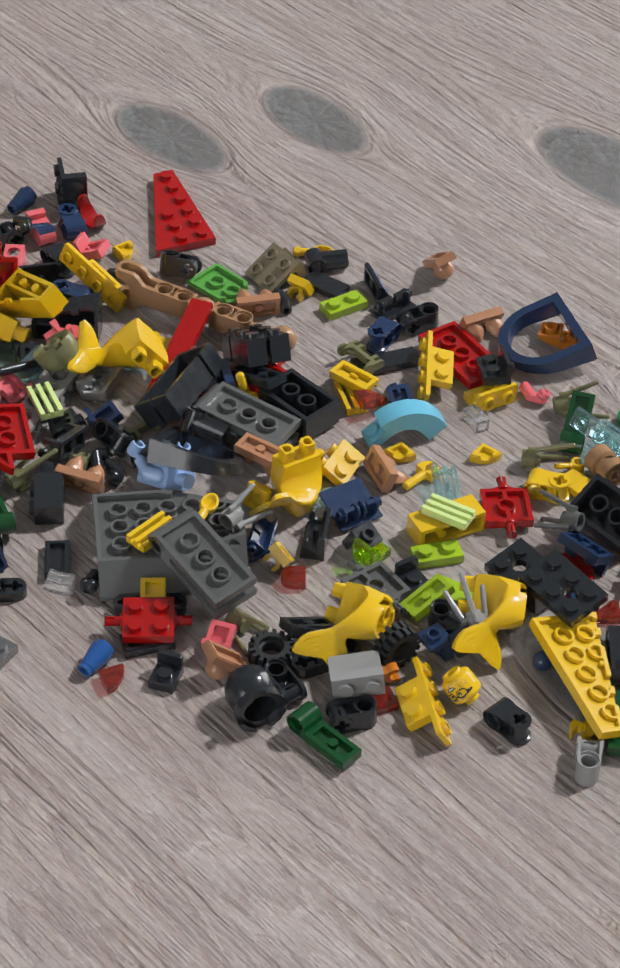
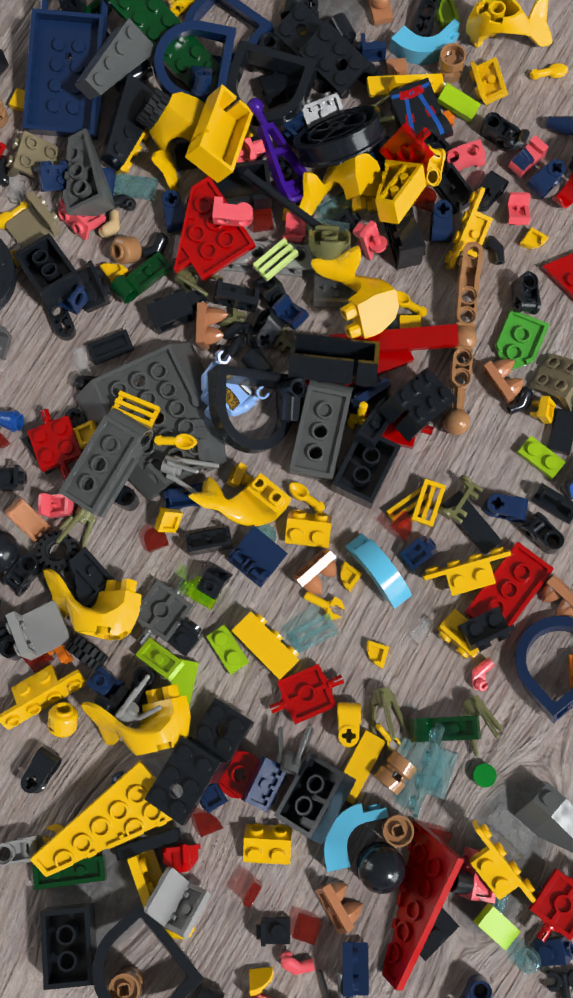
camera: 75 degrees right, 35 degrees up
(256, 450) = (280, 458): nougat tile -> none
(448, 511) = (264, 627): yellowish green tile -> none

